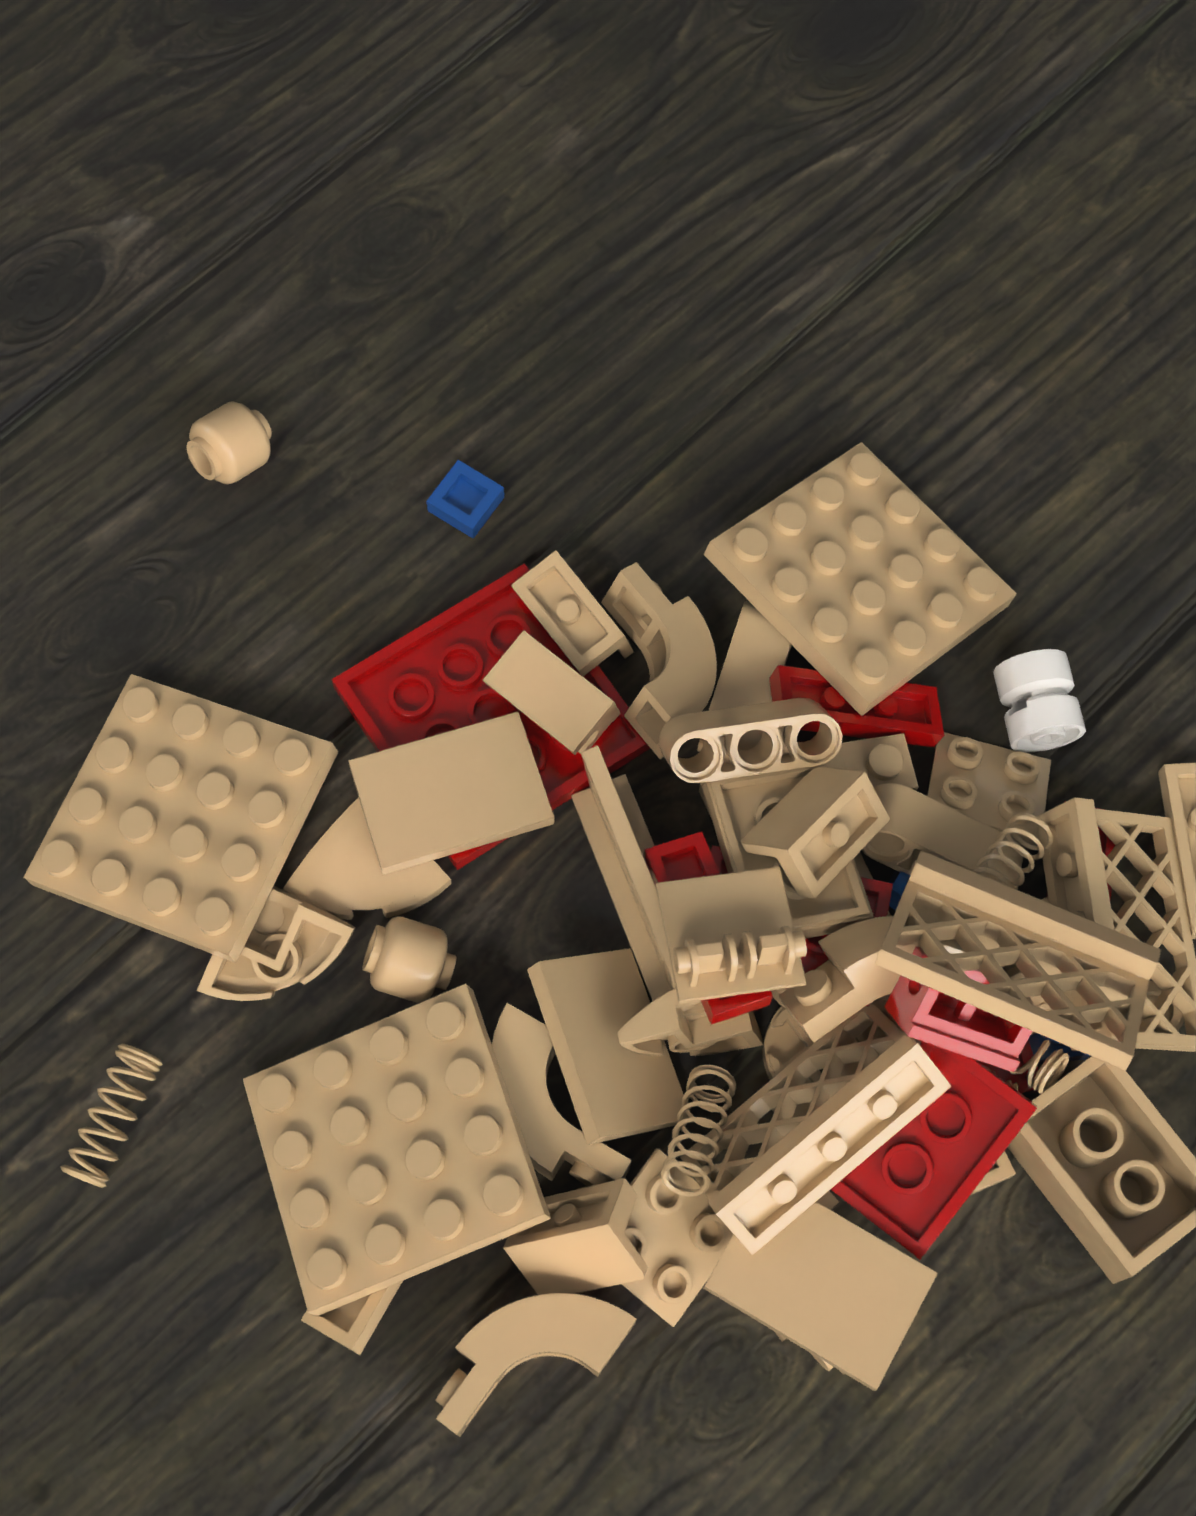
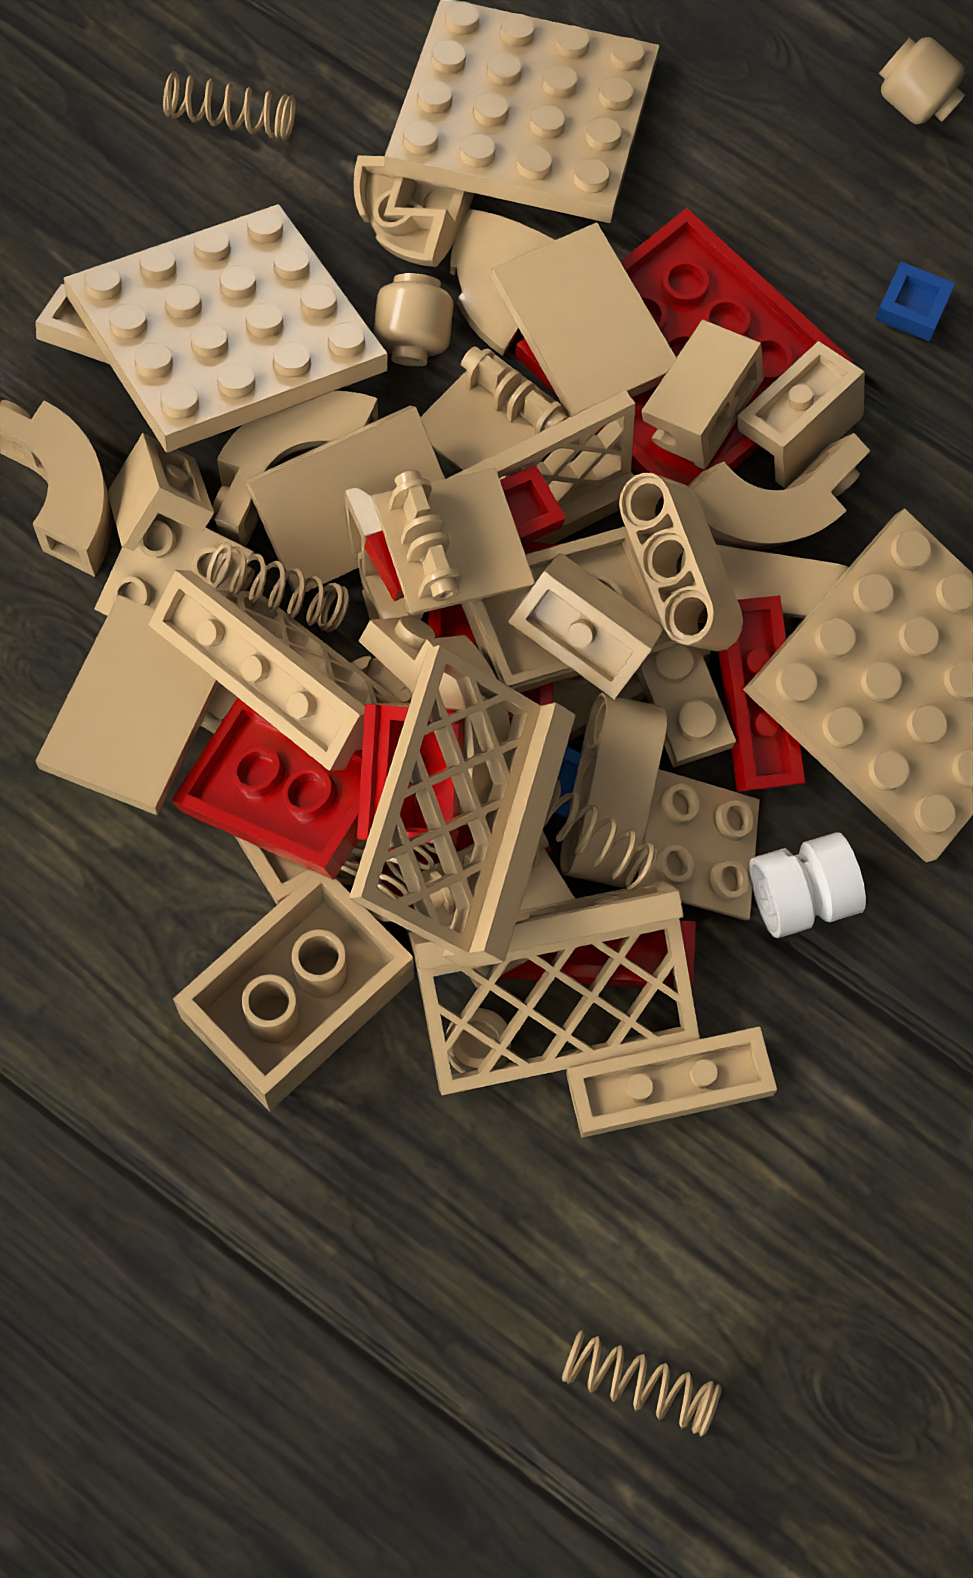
camera: 80 degrees right, 0 degrees up
(530, 901) = (487, 411): none -> tan hinge

